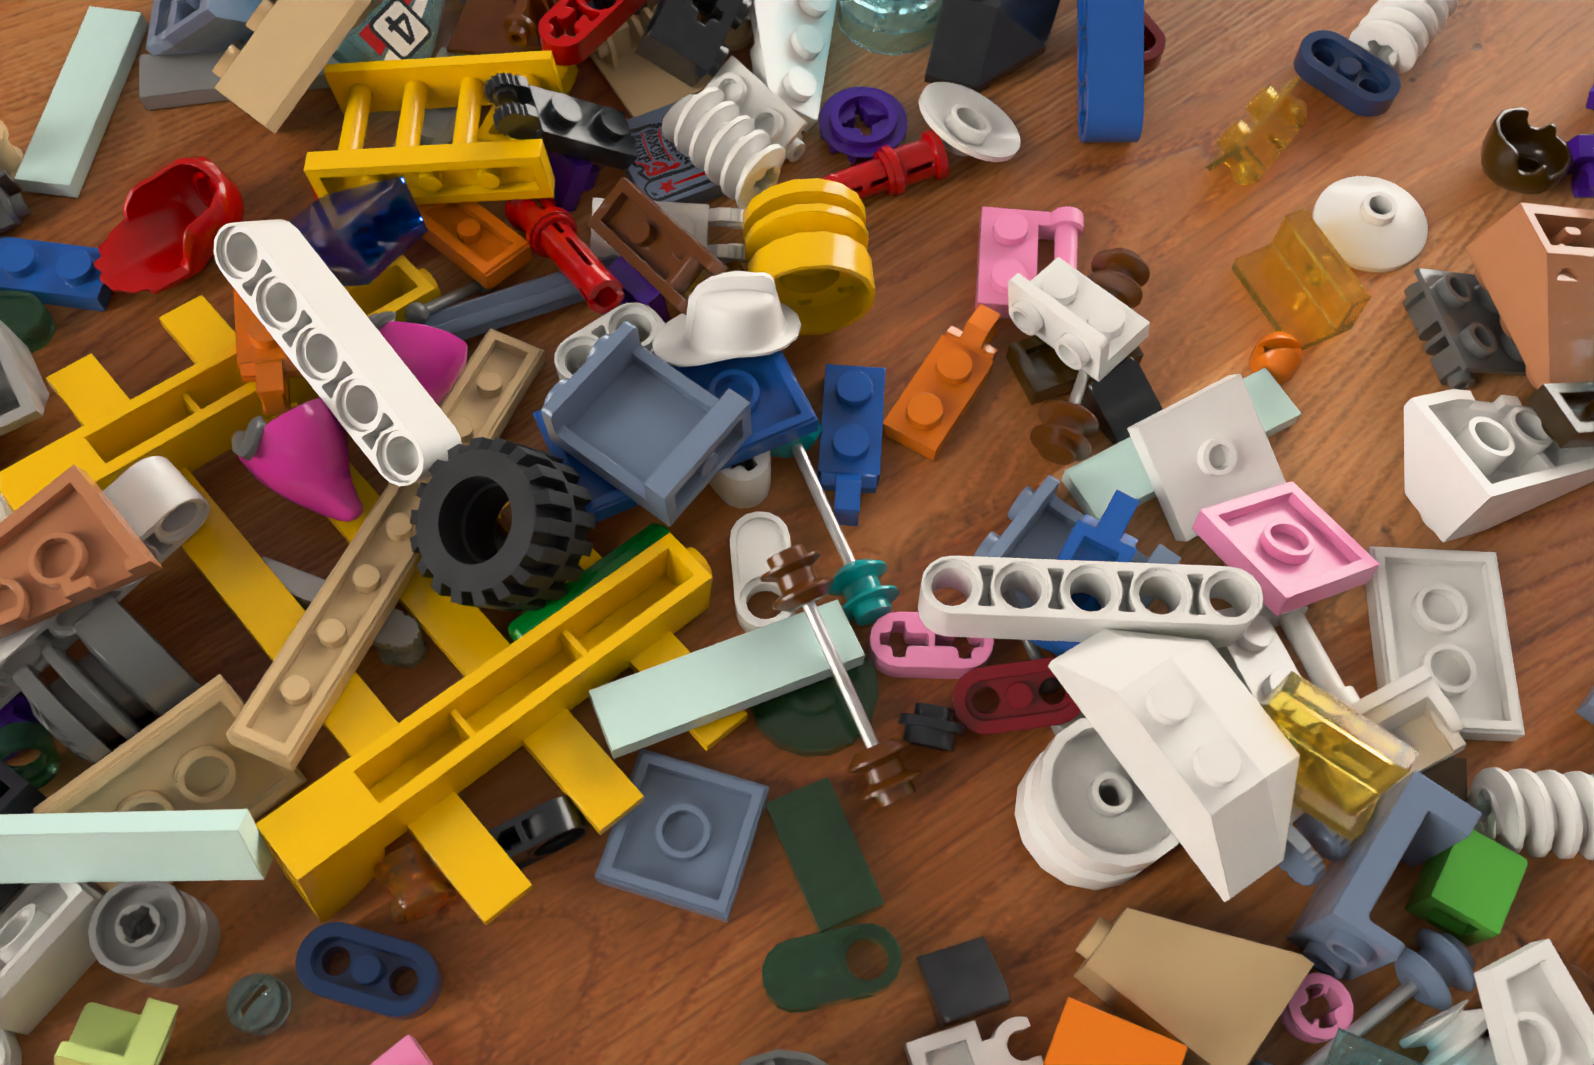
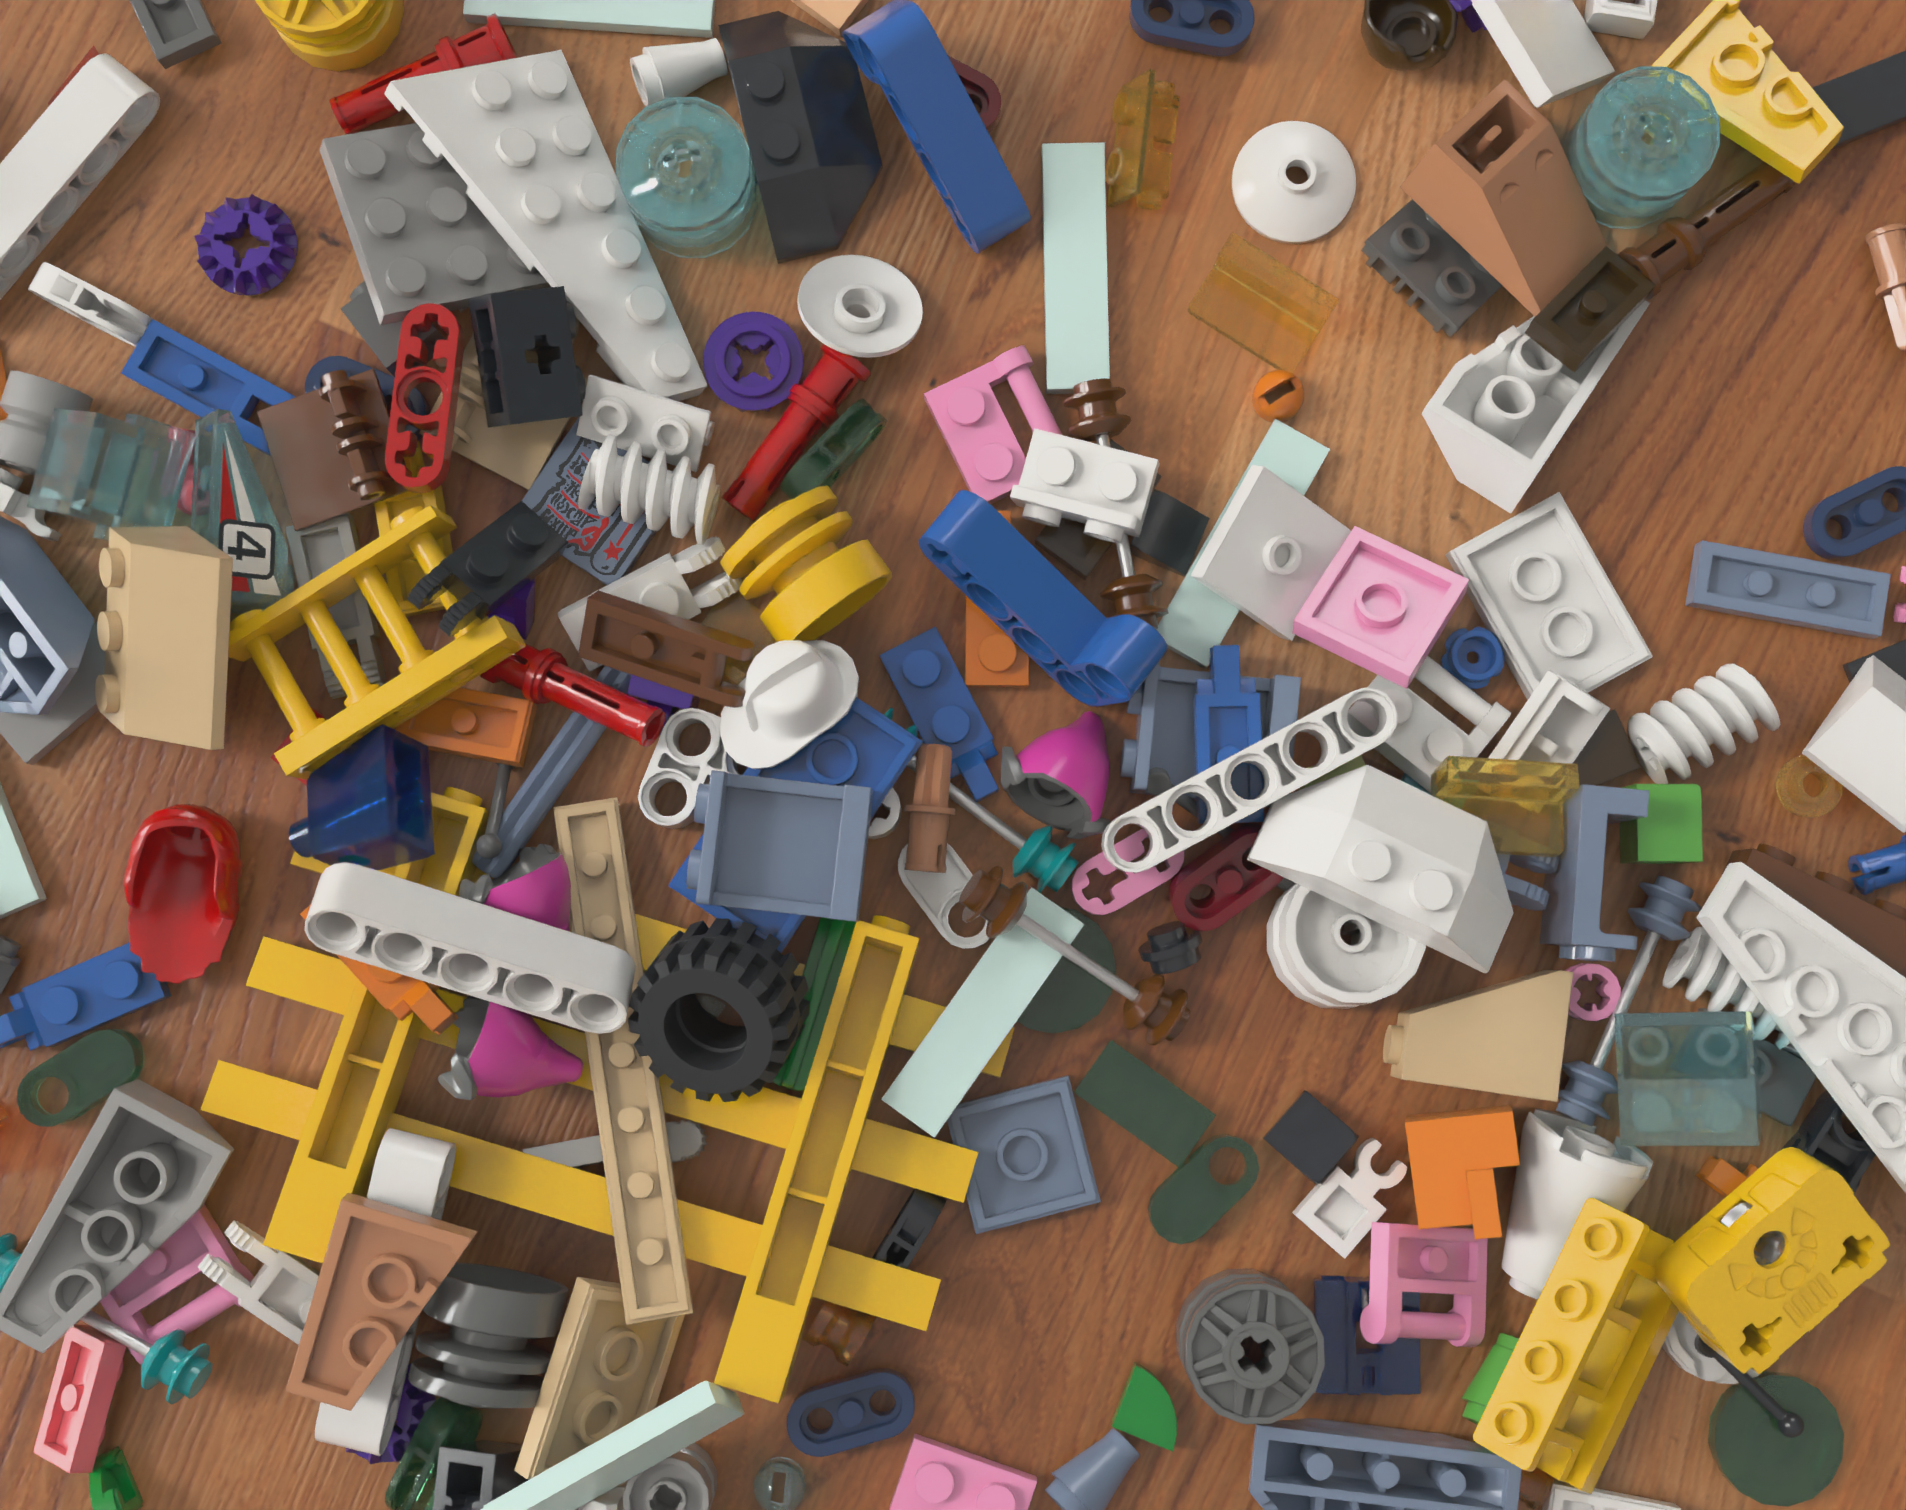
camera: 30 degrees left, 20 degrees up
(789, 489) = (930, 810): none -> nougat axle
(898, 204) = (835, 450): none -> clear green piece
(920, 518) = (1074, 776): none -> hat
(981, 381) = (1037, 607): none -> blue beam
(1159, 181) = (1074, 264): none -> light aqua tile
(1360, 633) = (1486, 647): none -> blue plate

